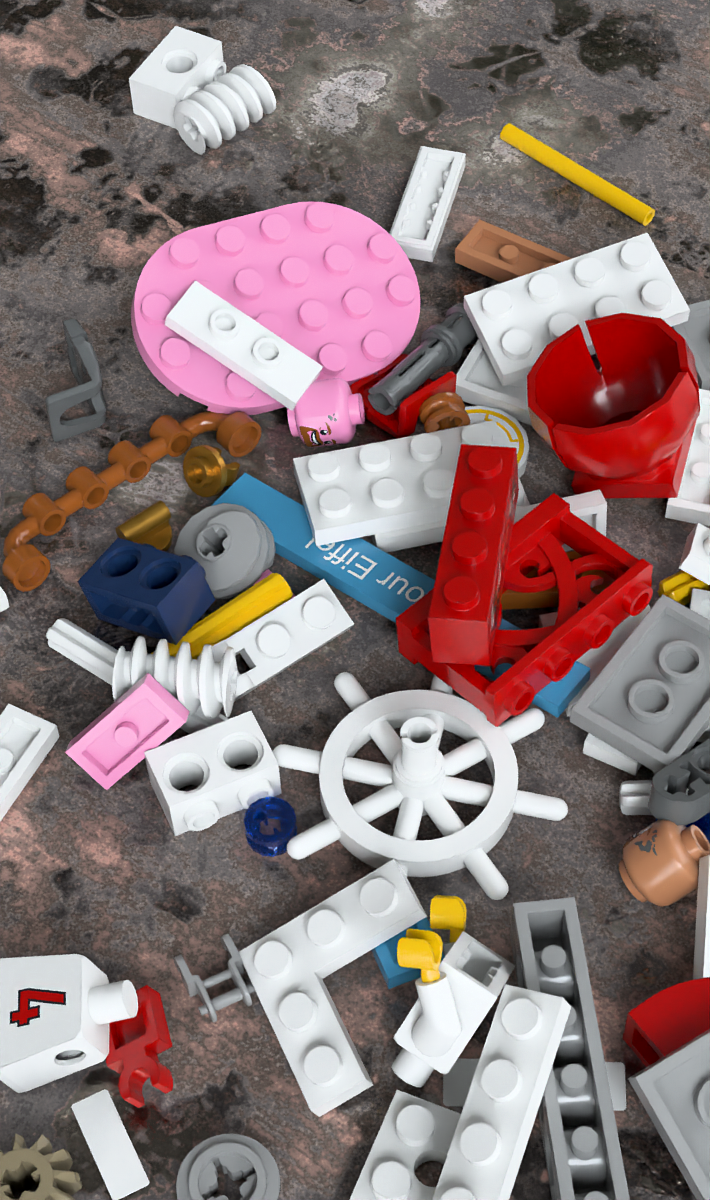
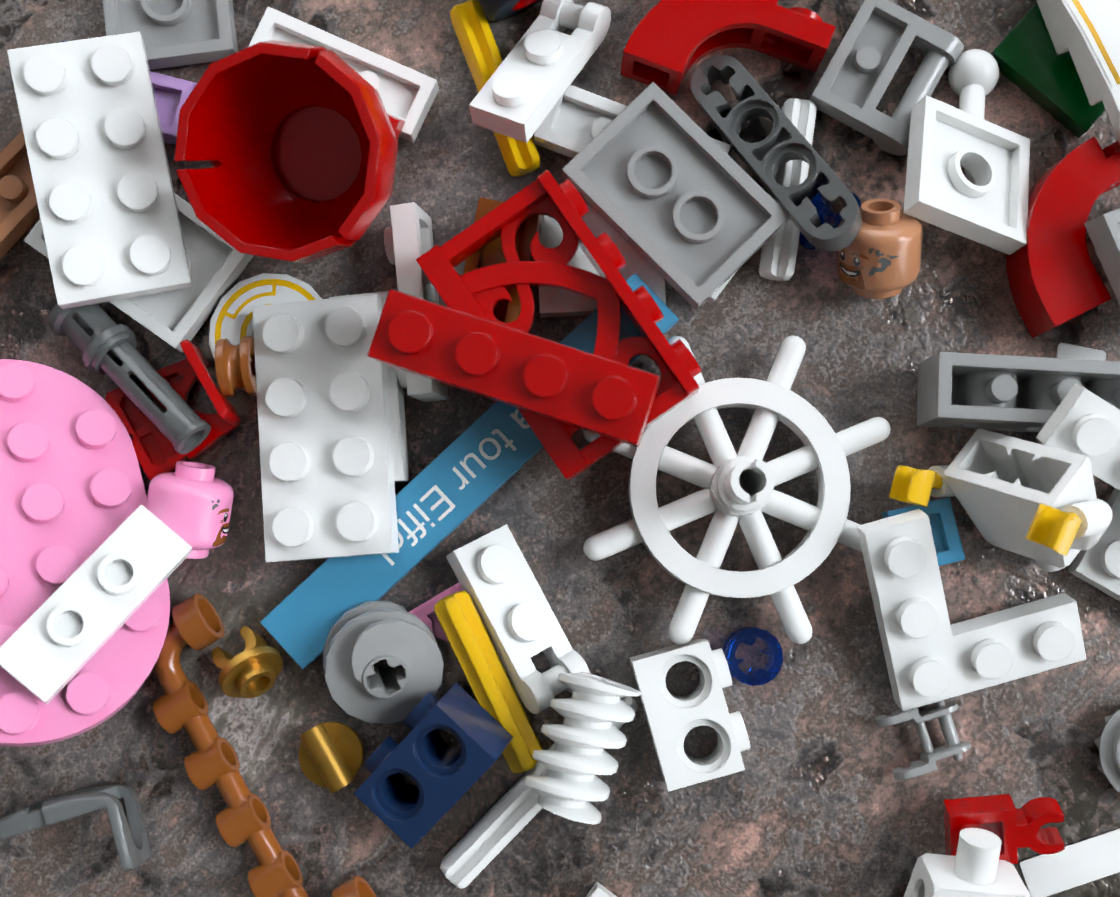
camera: 85 degrees left, 30 degrees up
(127, 730) = (638, 807): bright pink plate -> none

